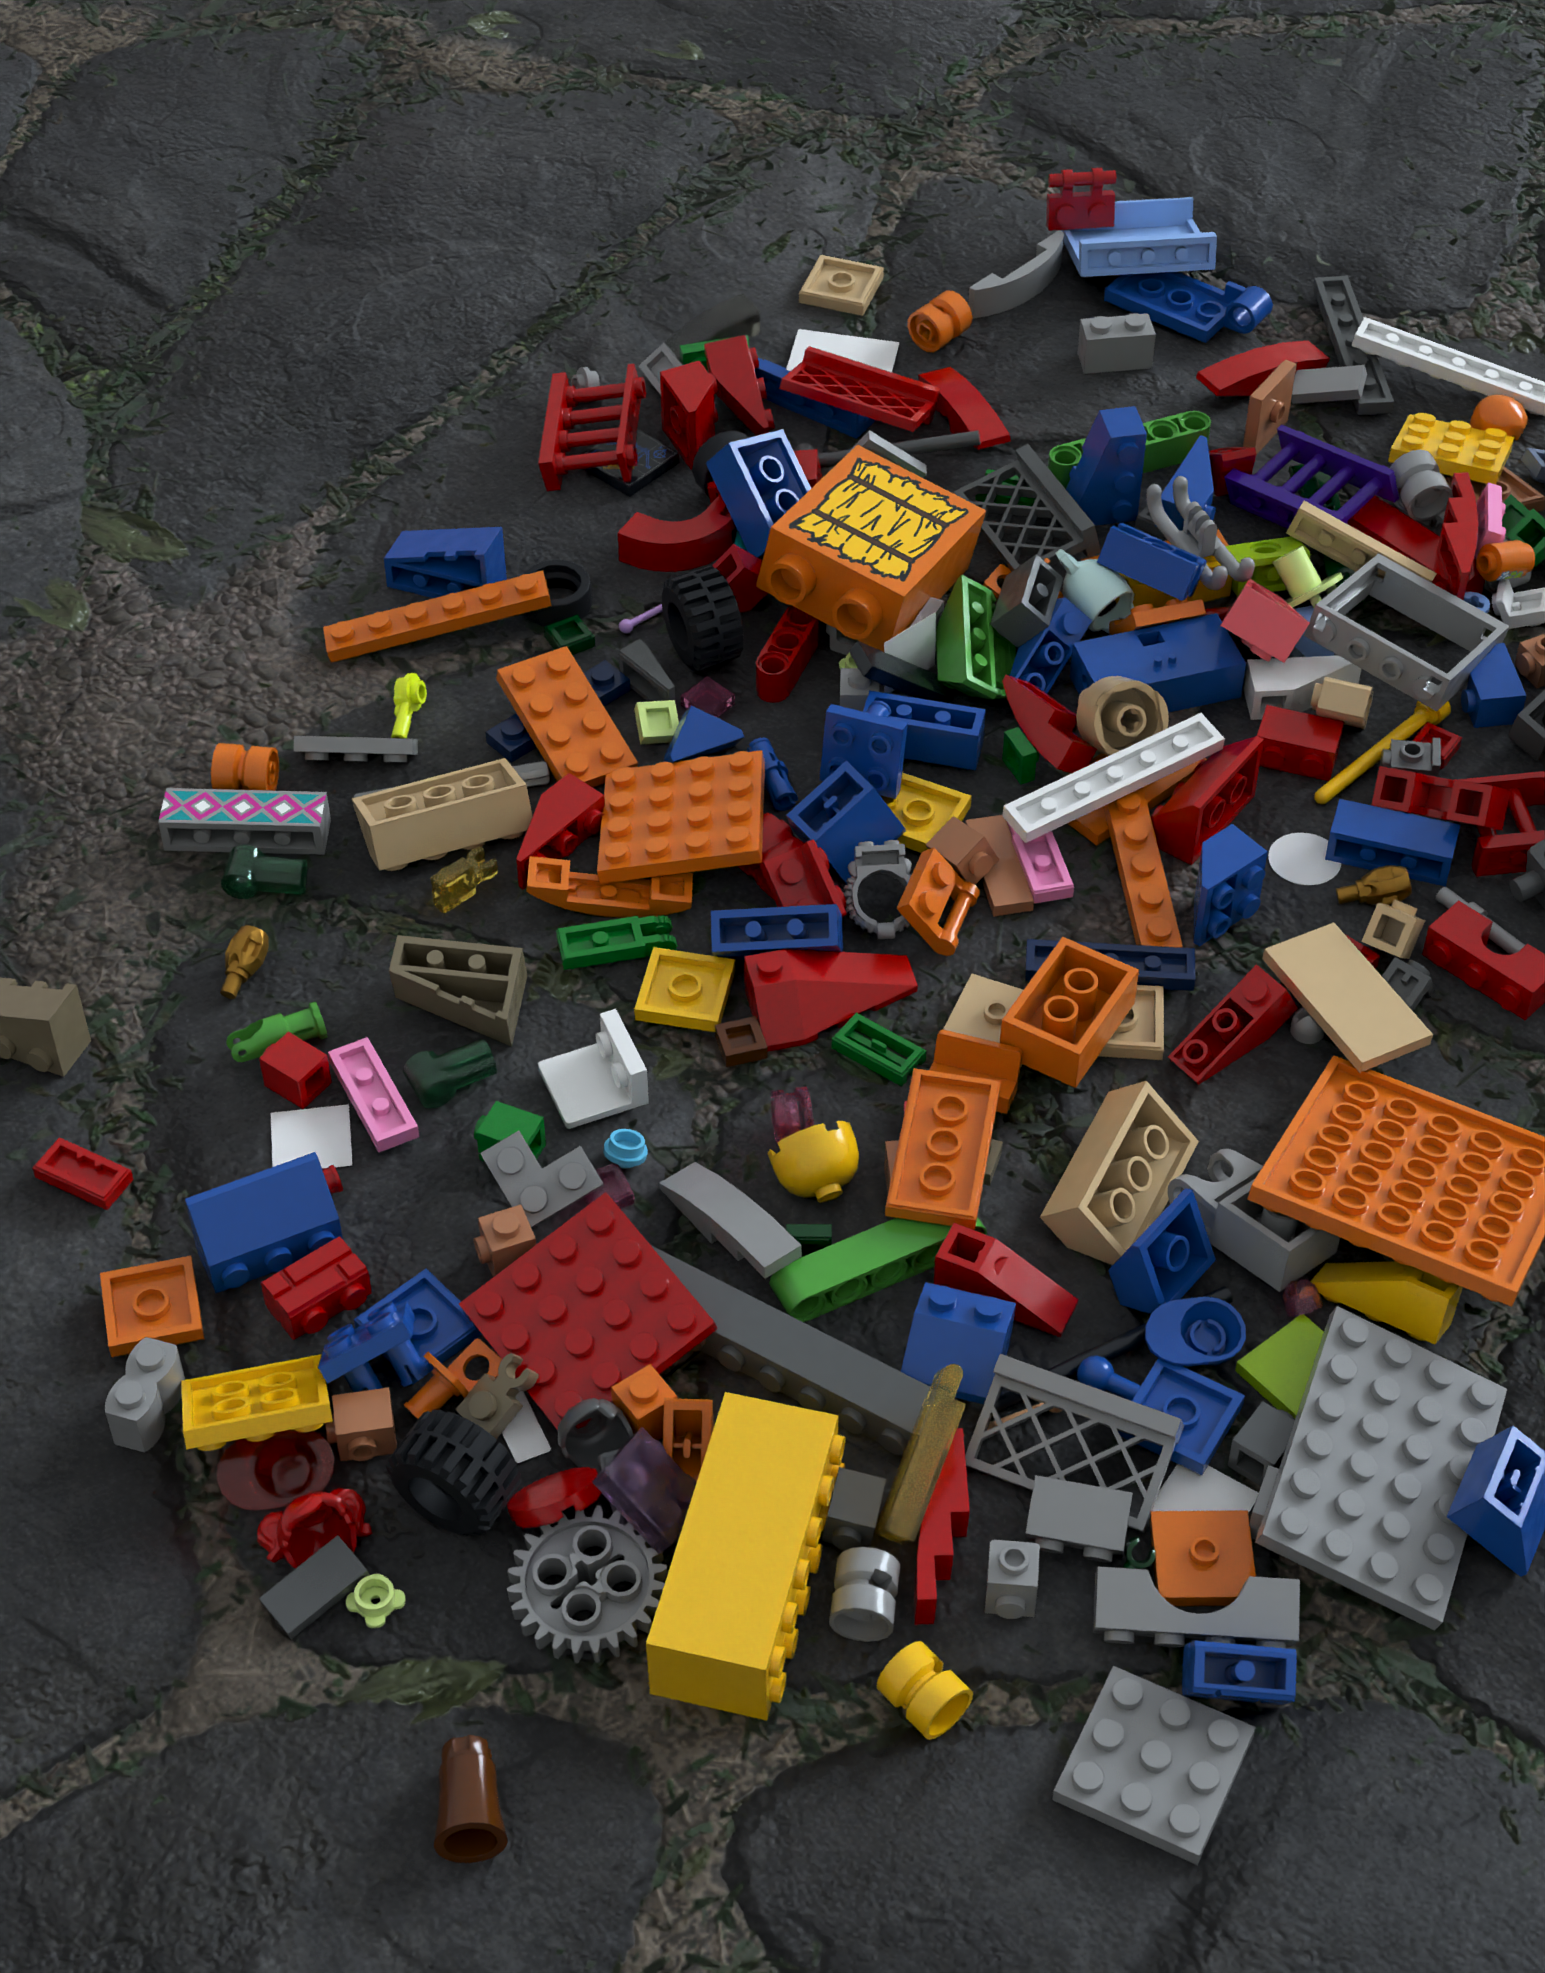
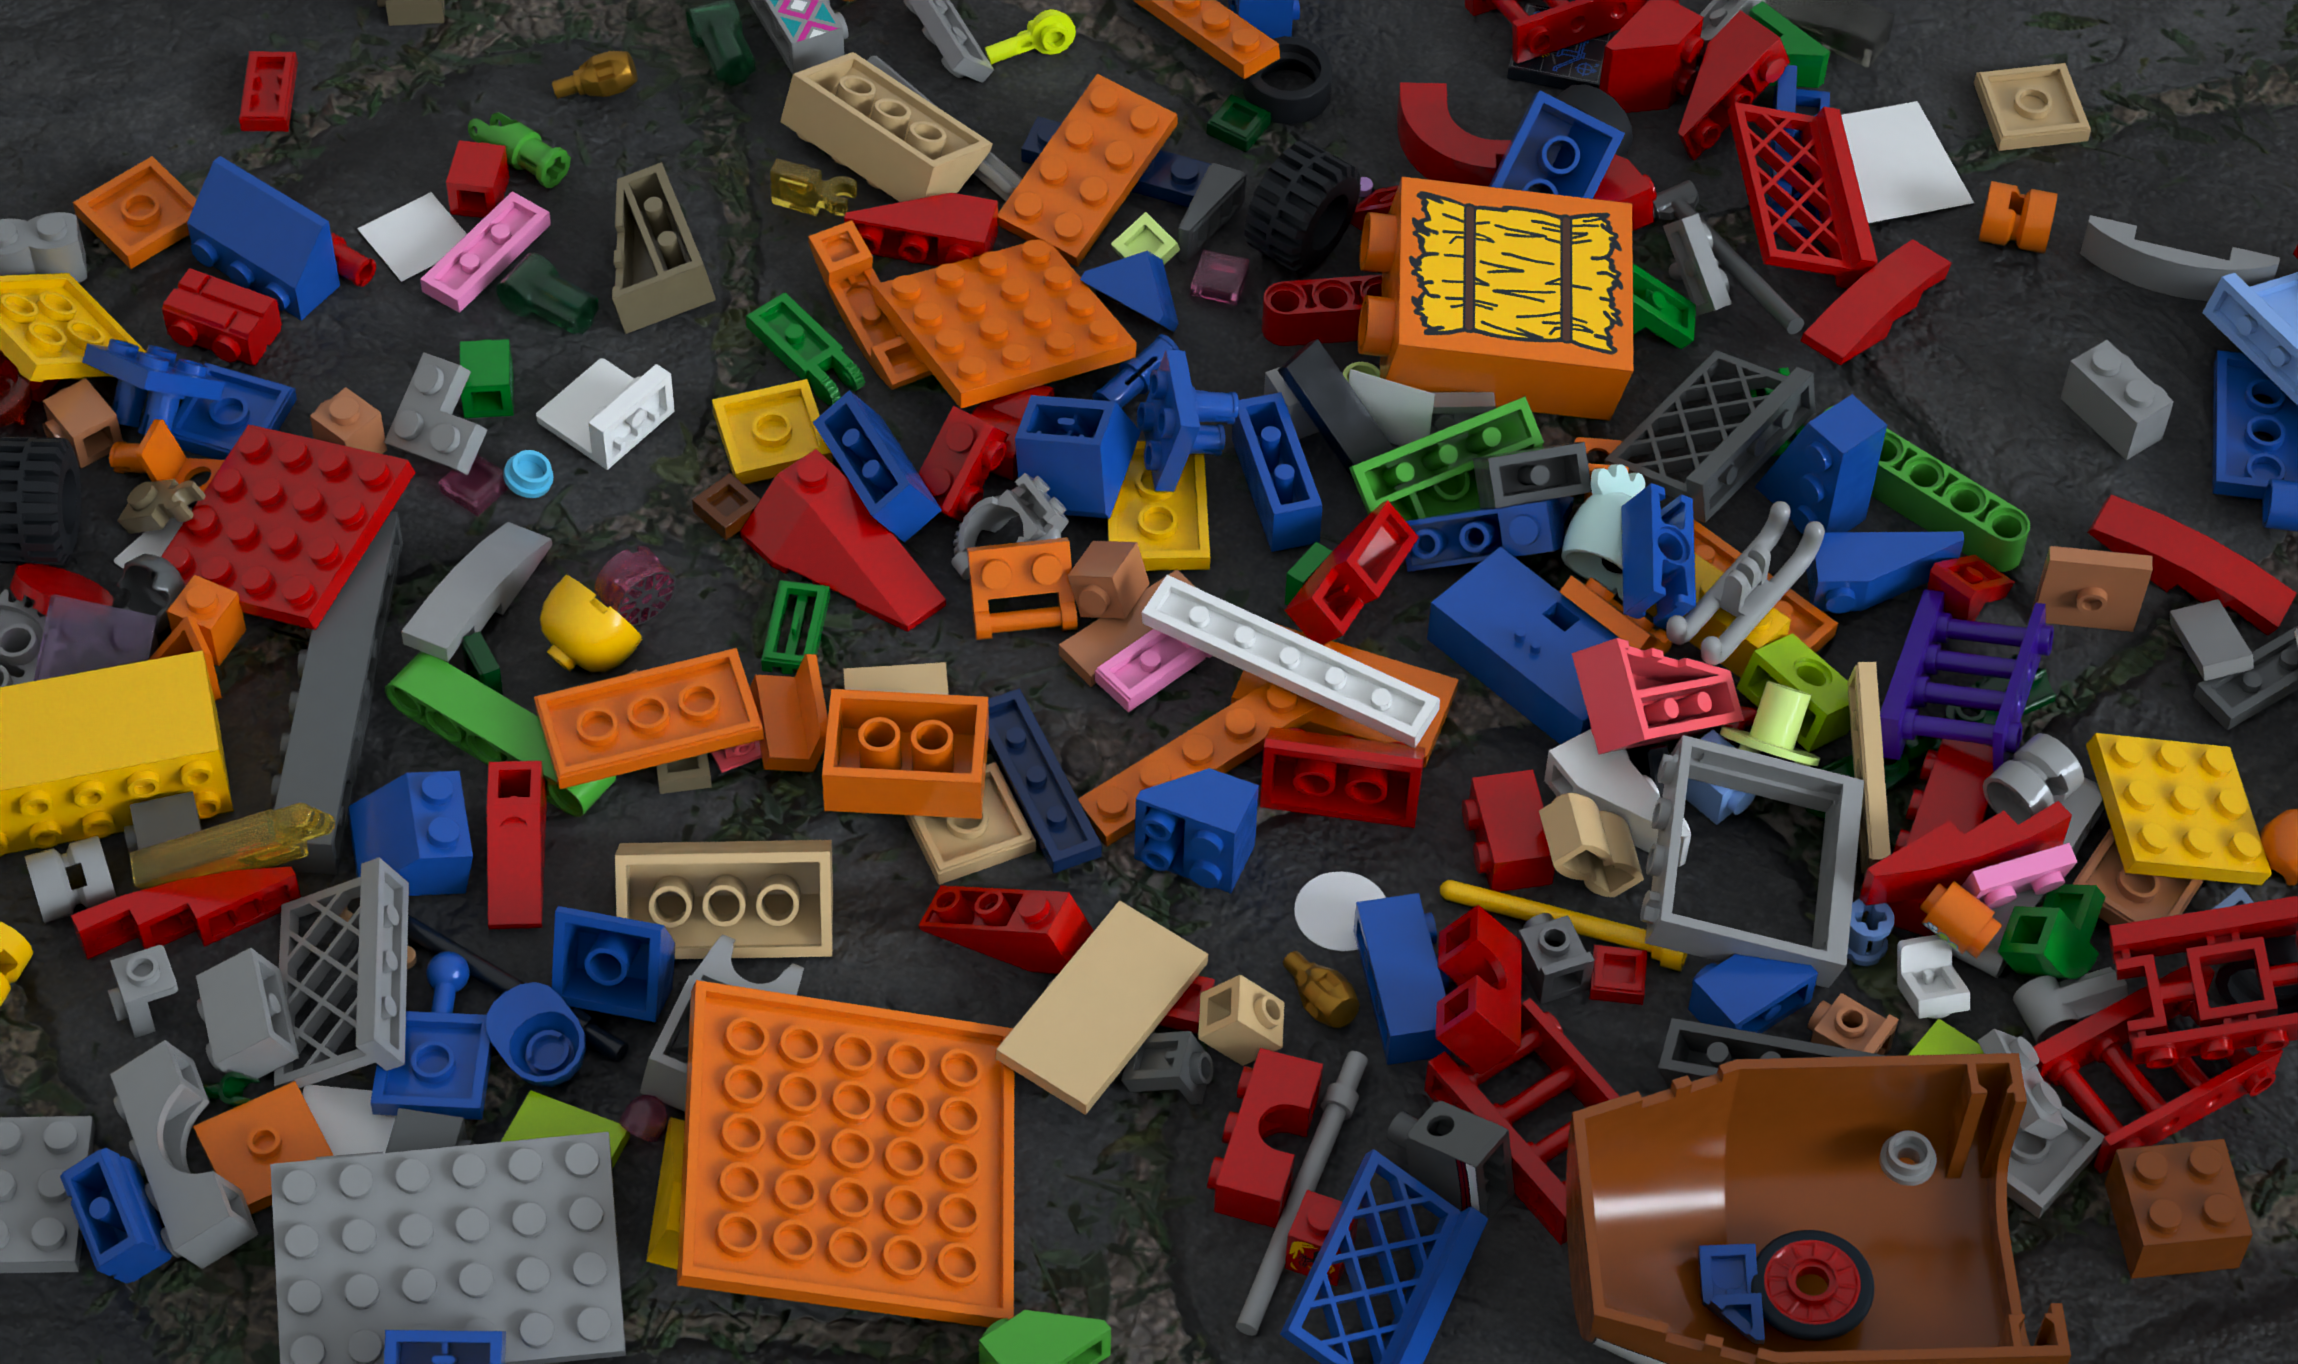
camera: 60 degrees right, 5 degrees up
(1102, 711) = (1393, 627): tan brick -> none

